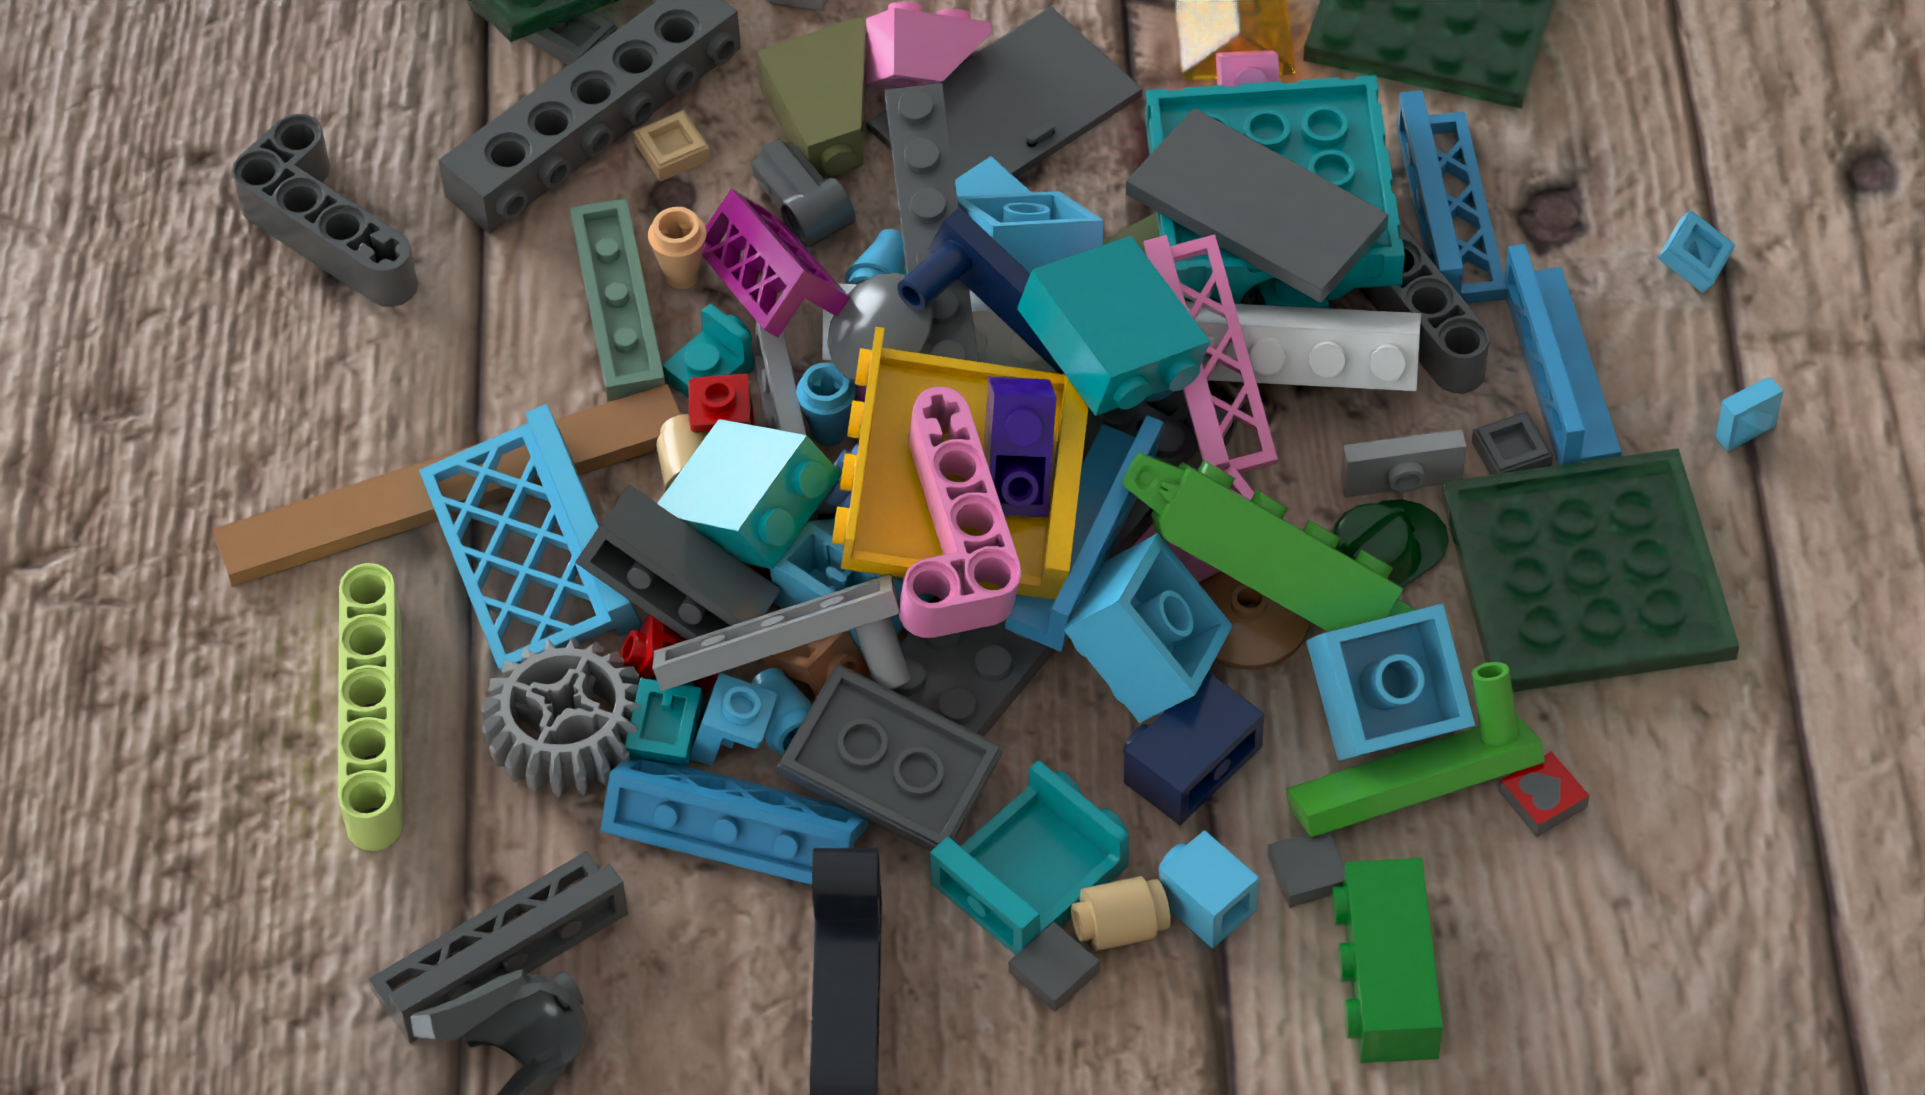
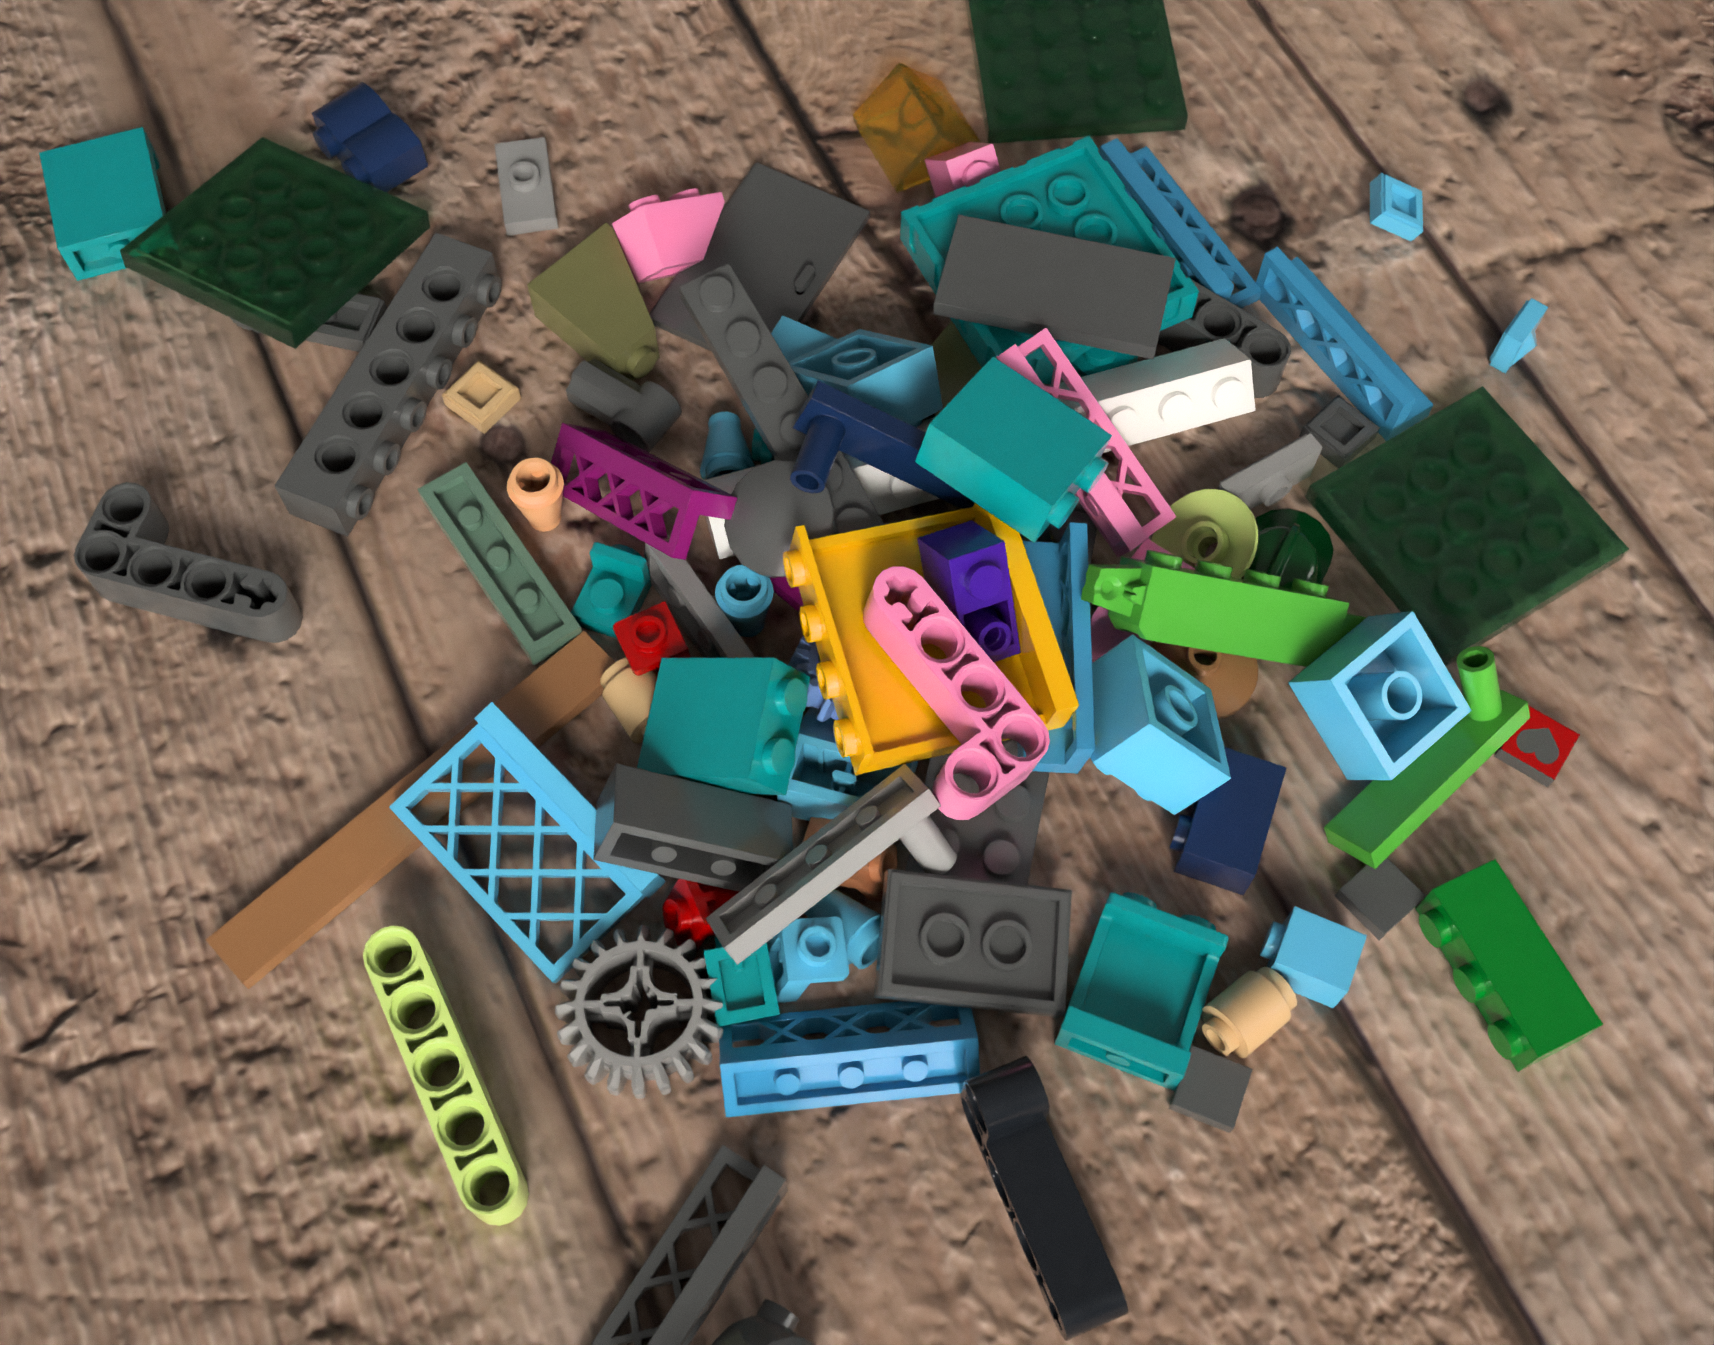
camera: 25 degrees left, 10 degrees up
(1314, 487) = (1210, 518): none -> yellowish green dish

